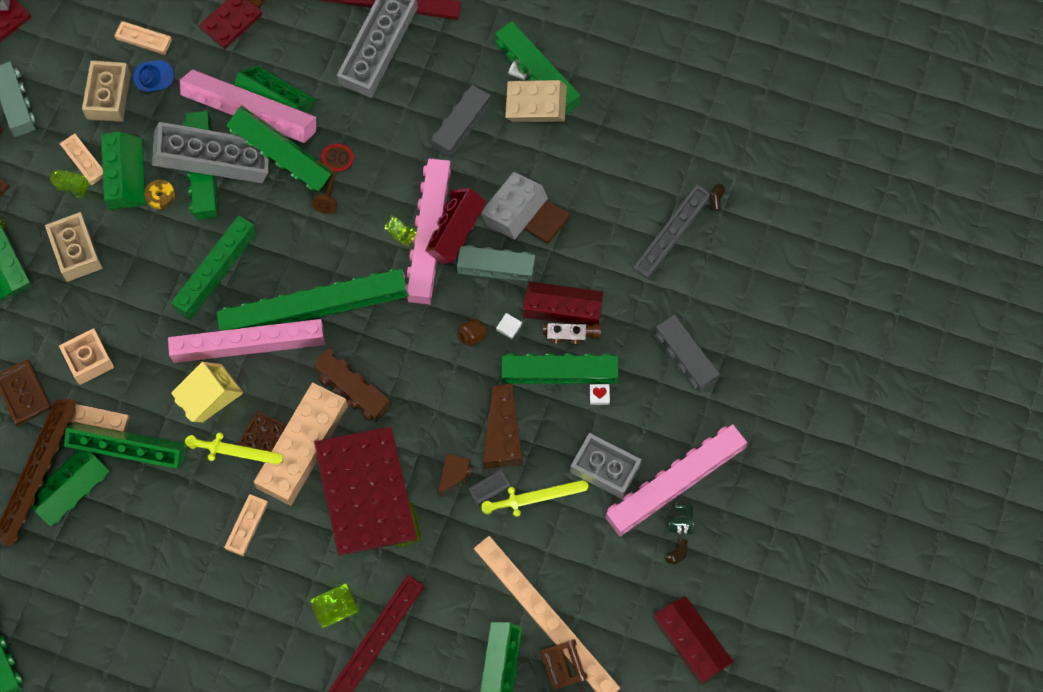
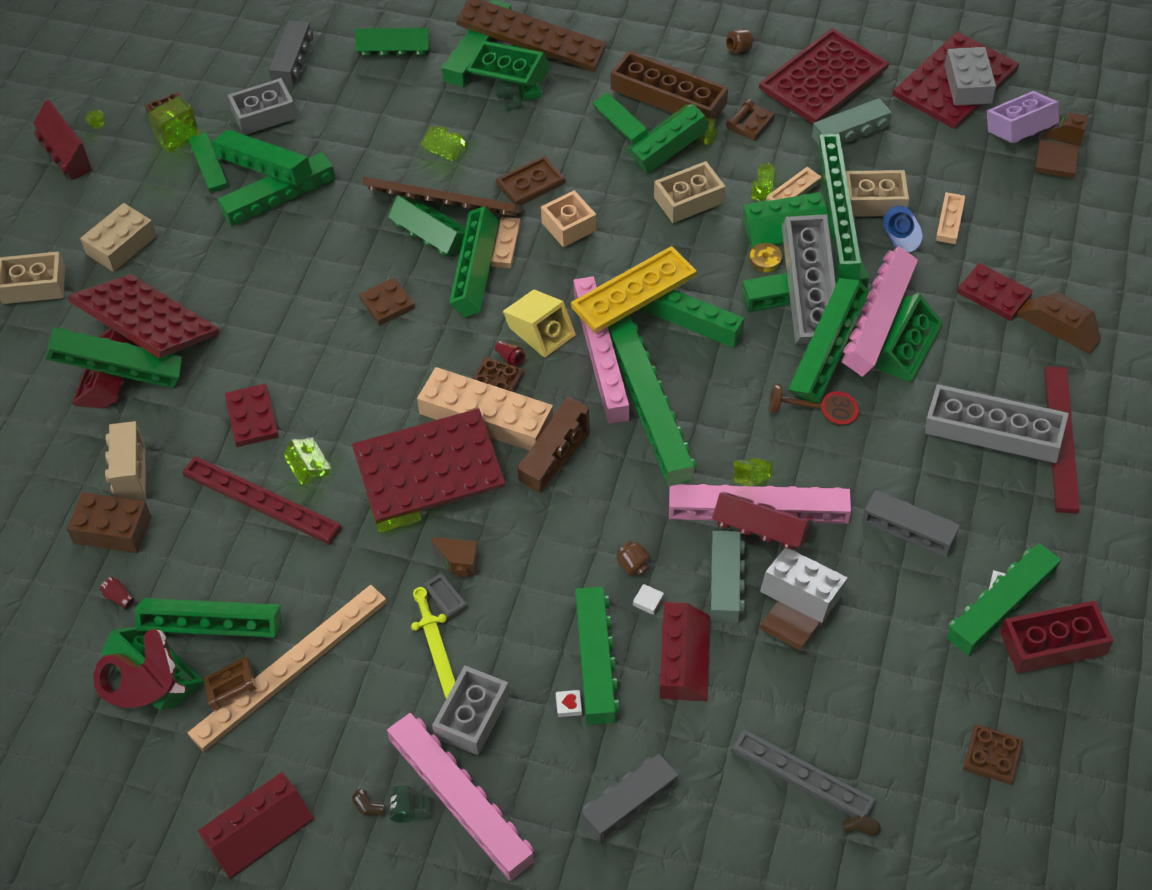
camera: 85 degrees right, 15 degrees down
(118, 119) = (839, 207): none -> green brick
(153, 532) = (386, 301): none -> reddish brown plate
(197, 300) = (633, 289): none -> yellow plate
(217, 446) = (477, 337): neon yellow sword -> none
(237, 420) = (510, 353): none -> dark red cone
(246, 525) = (394, 374): light nougat plate -> none
(272, 659) = (251, 415): none -> dark red plate
(502, 436) = (515, 599): reddish brown wedge -> none
(536, 101) = (949, 593): tan brick -> none
(566, 332) = (644, 660): brick -> none
(576, 38) = (1056, 636): none -> dark red brick
(664, 101) = (993, 754): none -> reddish brown tile

